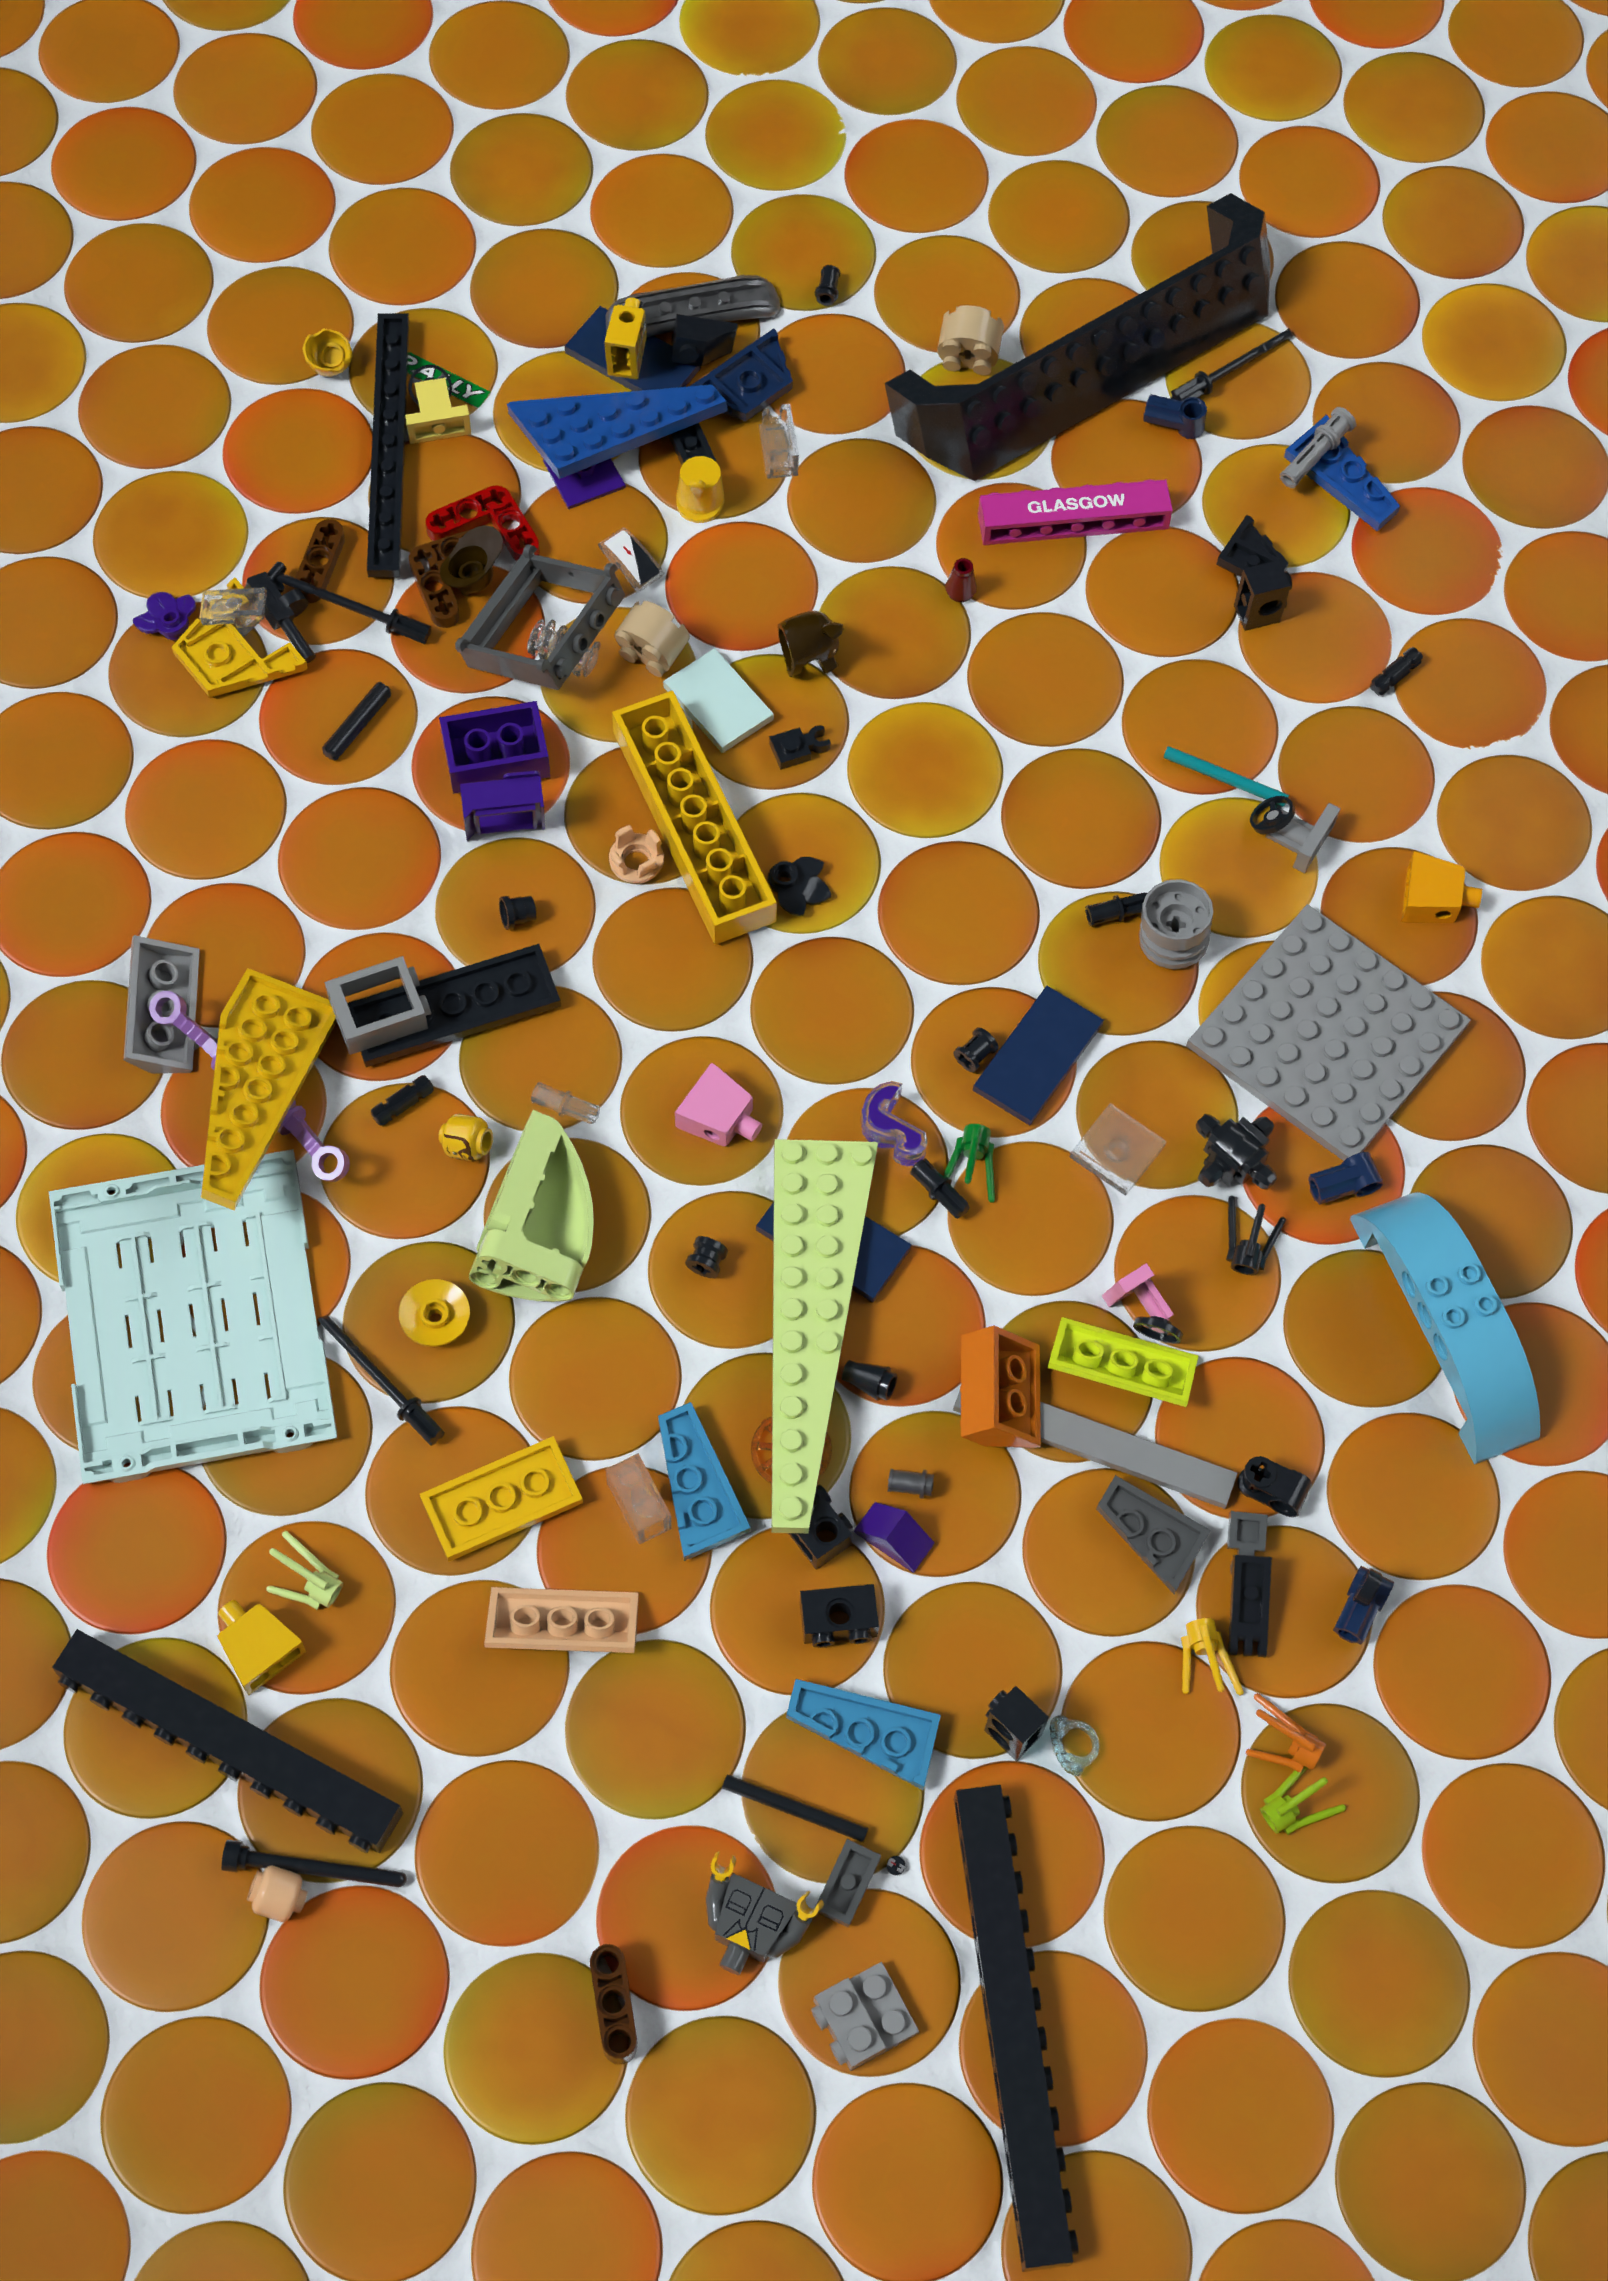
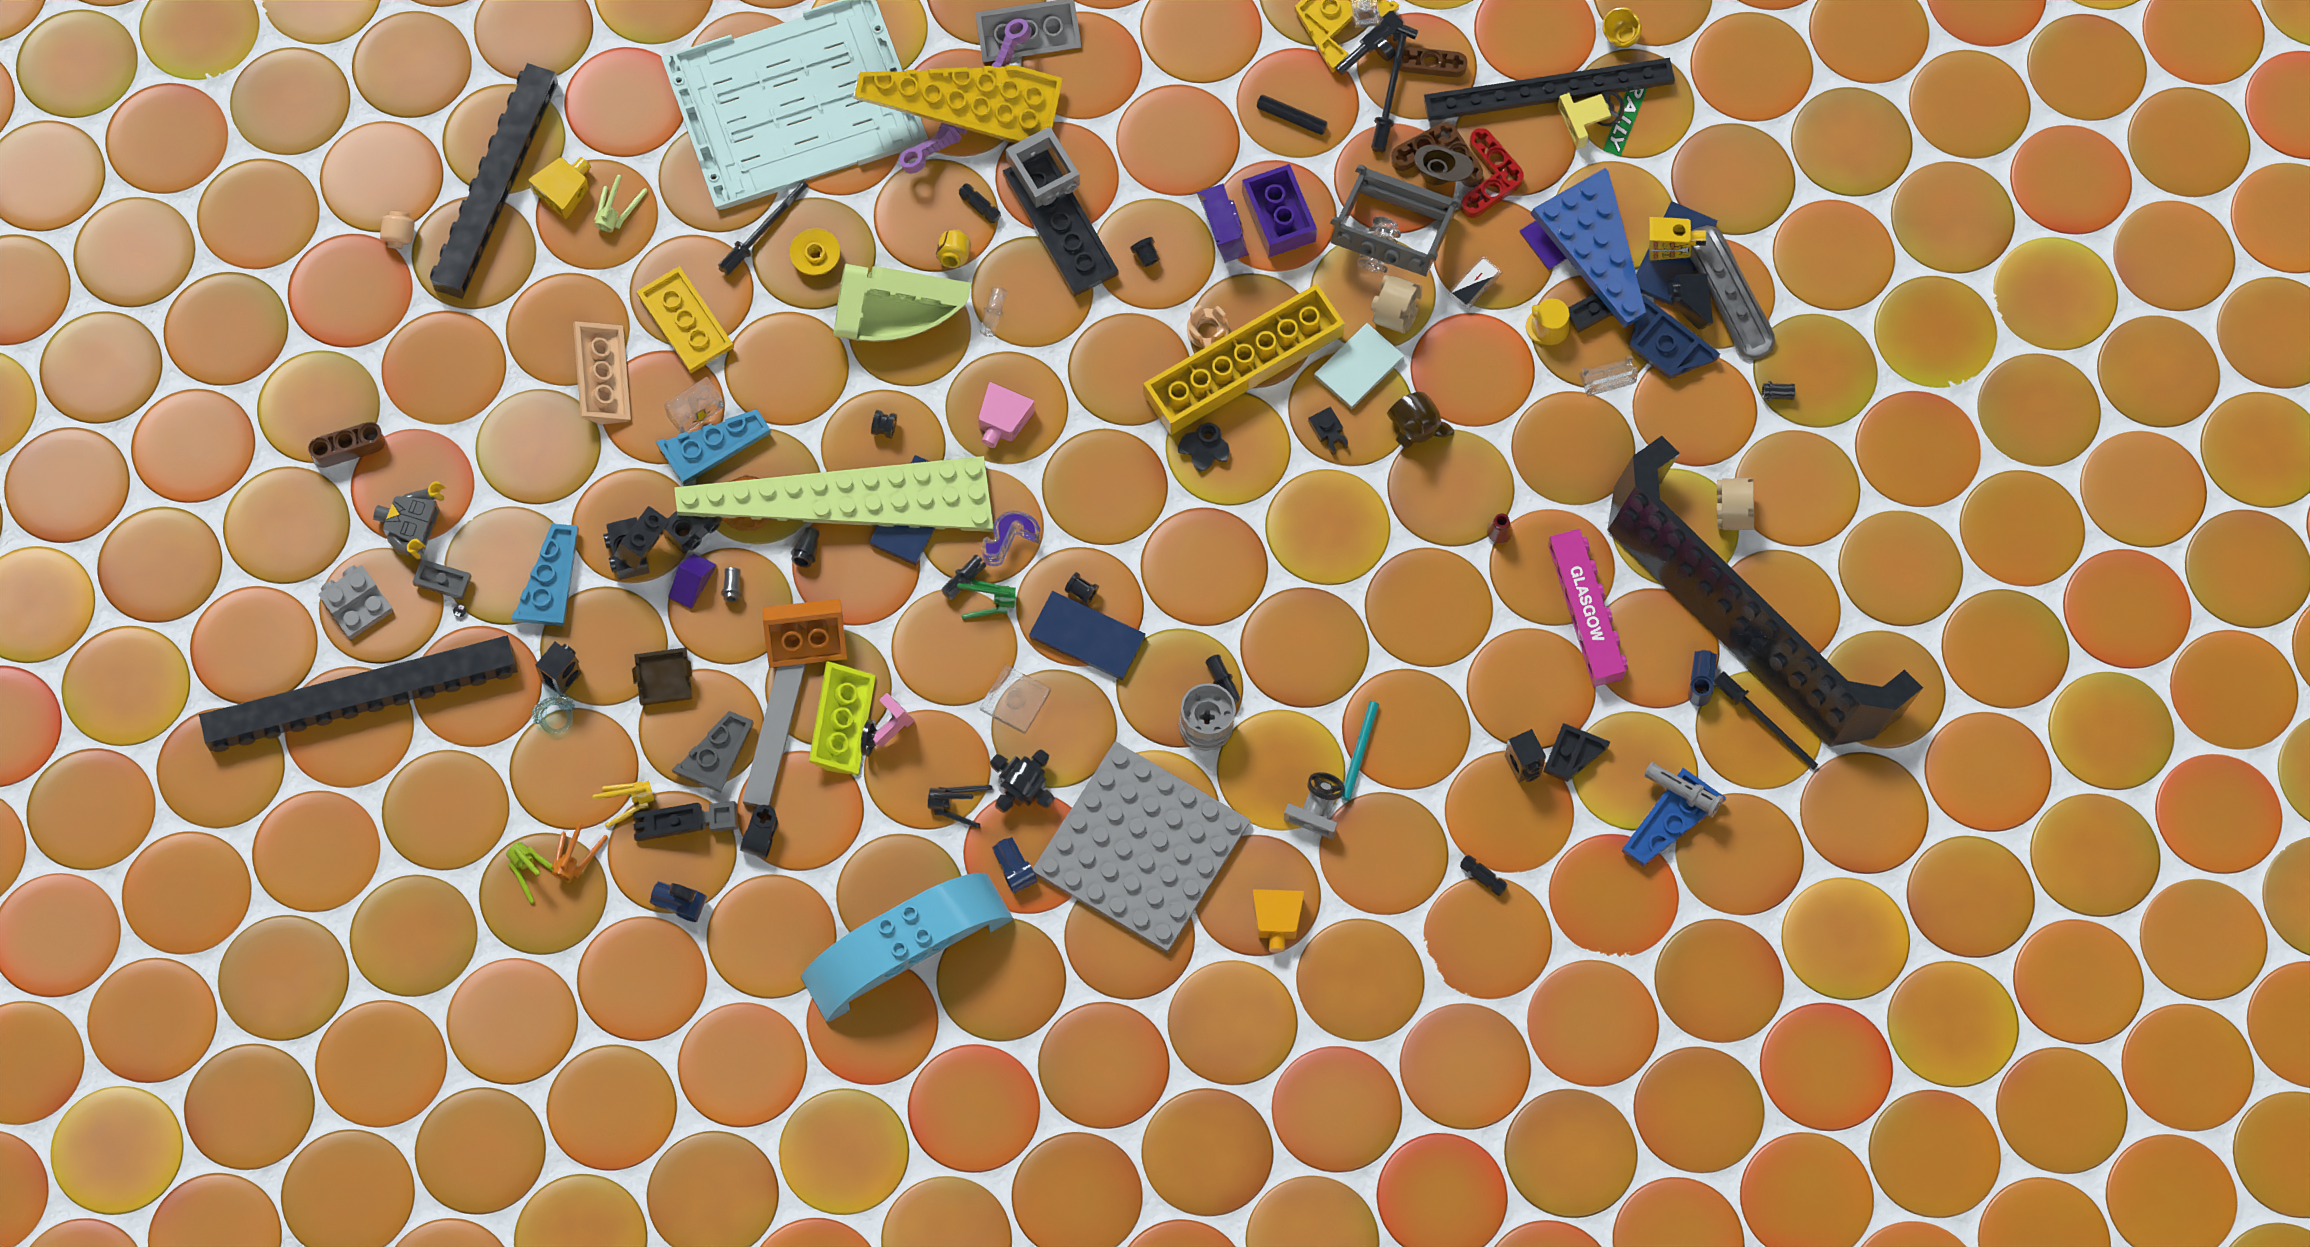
camera: 85 degrees right, 5 degrees up
(239, 1857) = (420, 202): black piece -> none
(795, 1808) = (491, 541): black bar -> none
(843, 1578) = (642, 537): none -> black brick
(1034, 1588) = (663, 676): none -> dark brown piece

